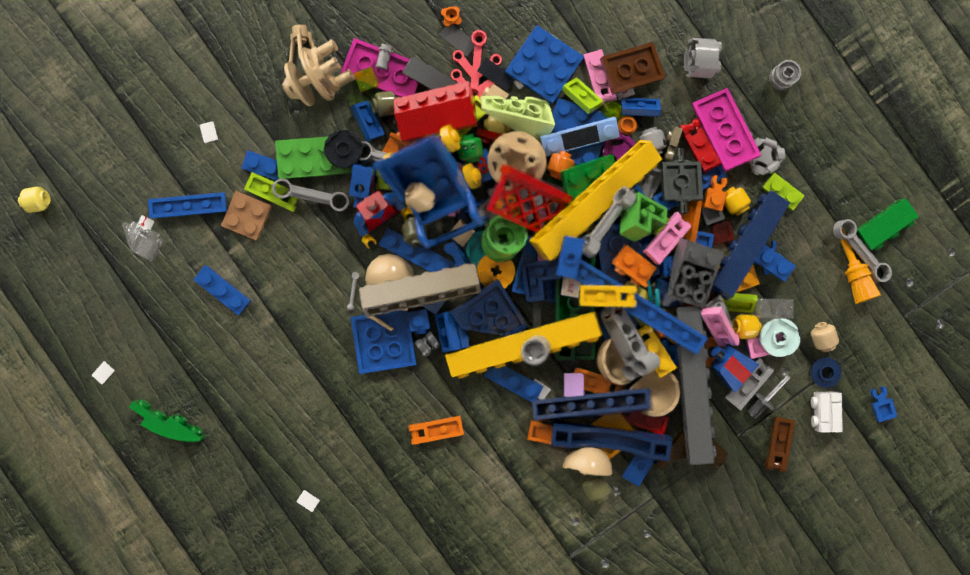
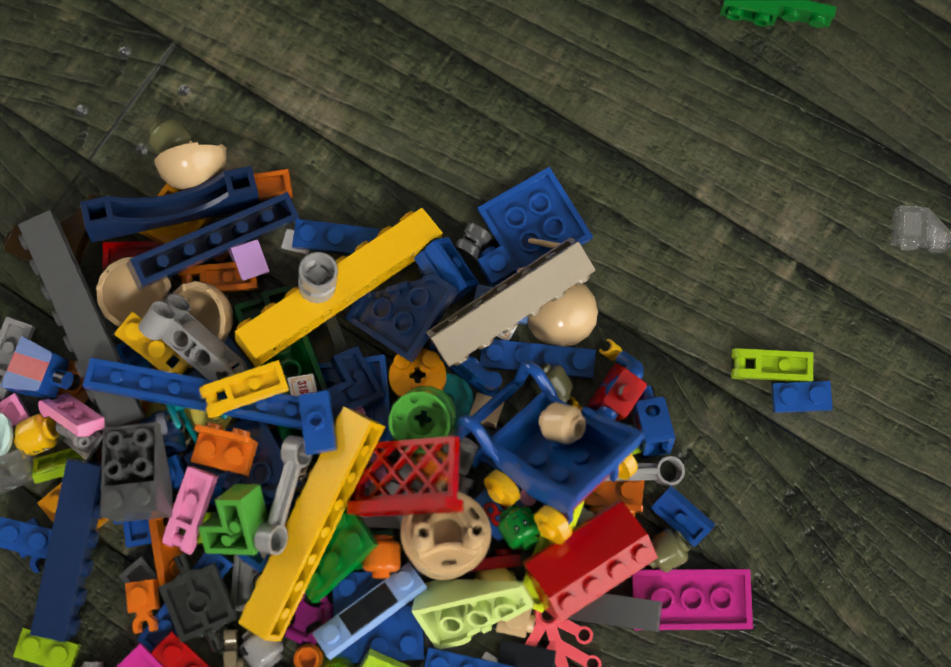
camera: 160 degrees right, 10 degrees down
(103, 372) = (891, 42): white sticker -> none
(146, 222) = (925, 258): white sticker -> none
(187, 205) = (879, 301): blue plate -> none
(208, 132) = (897, 415): white sticker -> none
(222, 290) = (782, 207): blue plate -> none
(246, 215) = (793, 320): medium nougat plate -> none
(300, 36) = (831, 601): tan plant -> none
(305, 159) = (734, 436): bright green plate -> none
(310, 194) = (718, 379): light grey piece -> none
(318, 73) = (784, 546): tan piece -> none
(343, 149) = (699, 460): black tile -> none
(355, 276) = (609, 295): light grey hinge -> none
(366, 79) = (709, 574): clear neon green tile -> none
(384, 56) = (697, 616): light grey pin -> none
(436, 429) = (415, 135): orange plate -> none
(637, 469) = (124, 182): blue plate -> none
(722, 232) = (115, 557): clear red tile -> none
(736, 201) = (109, 608): yellow head -> none

